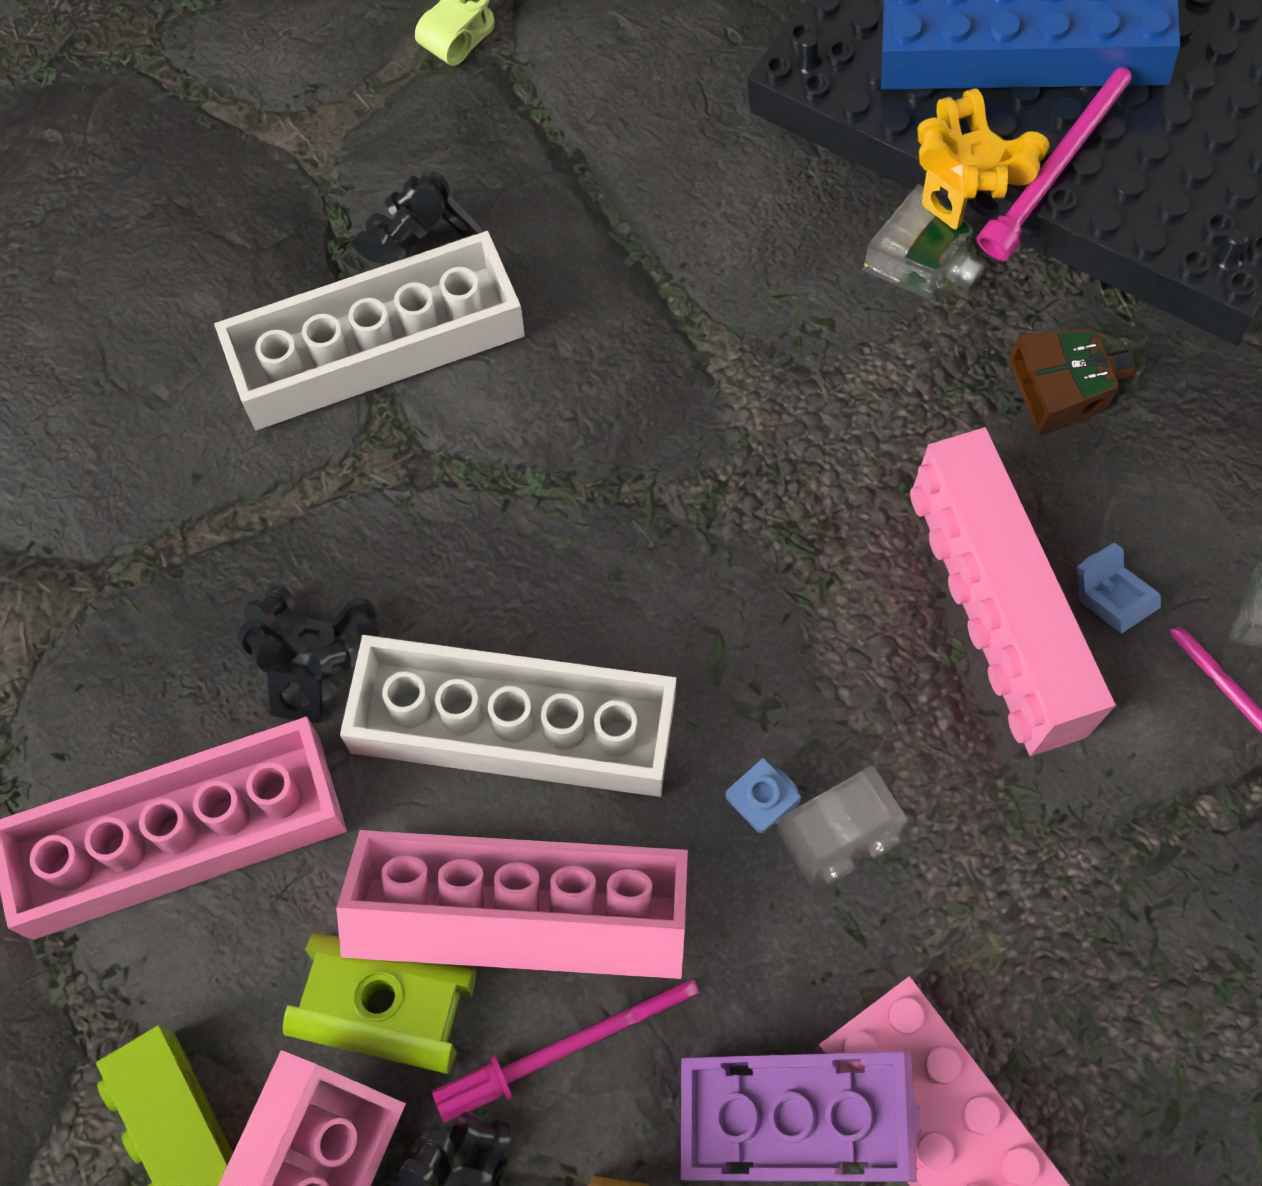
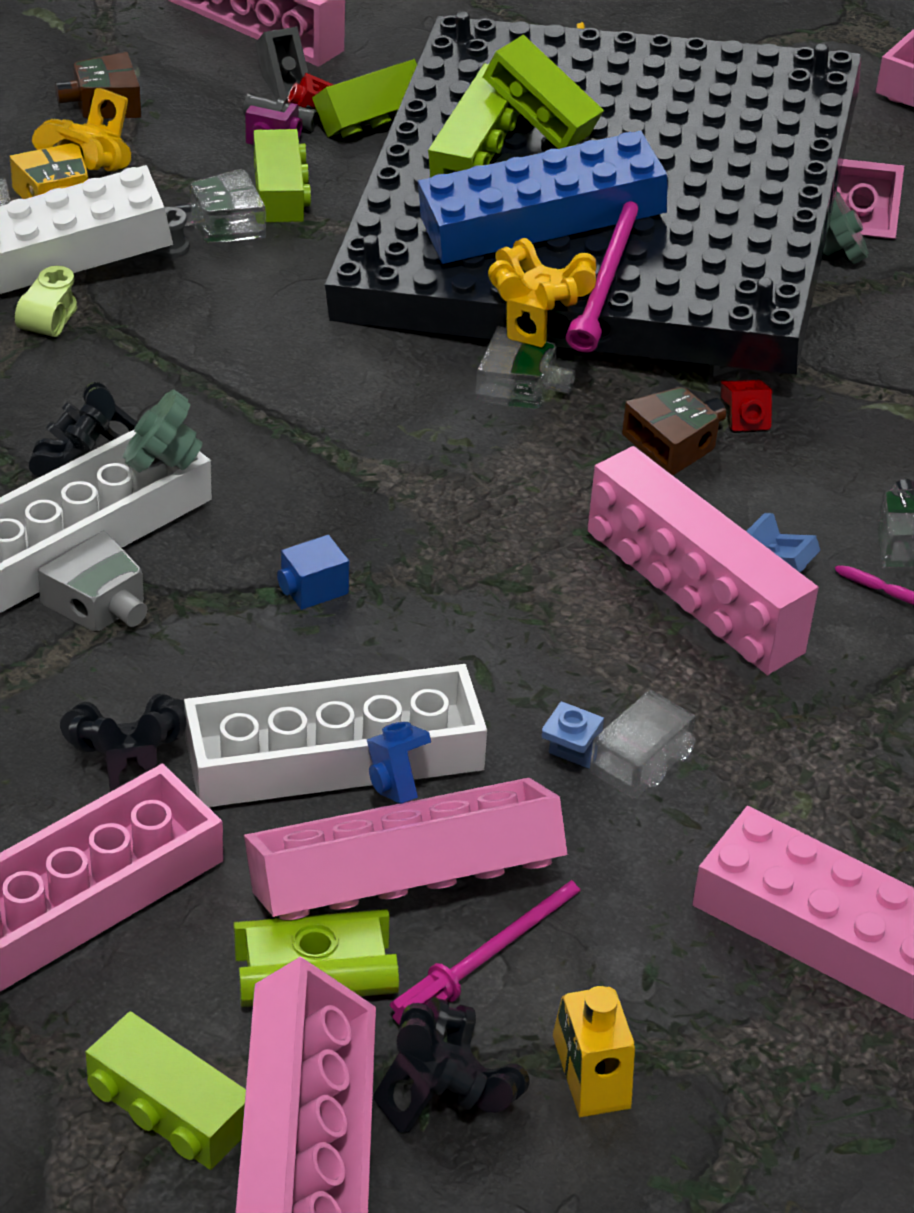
camera: 25 degrees left, 25 degrees down
(356, 427) = (94, 584): none -> light grey torso
(467, 275) = (163, 436): none -> sand green plant
(548, 779) = (390, 765): none -> blue bracket
(584, 474) = (314, 572): none -> blue brick
(799, 1118) = (702, 913): medium lavender piece -> none
(1168, 361) = (749, 404): none -> red bracket

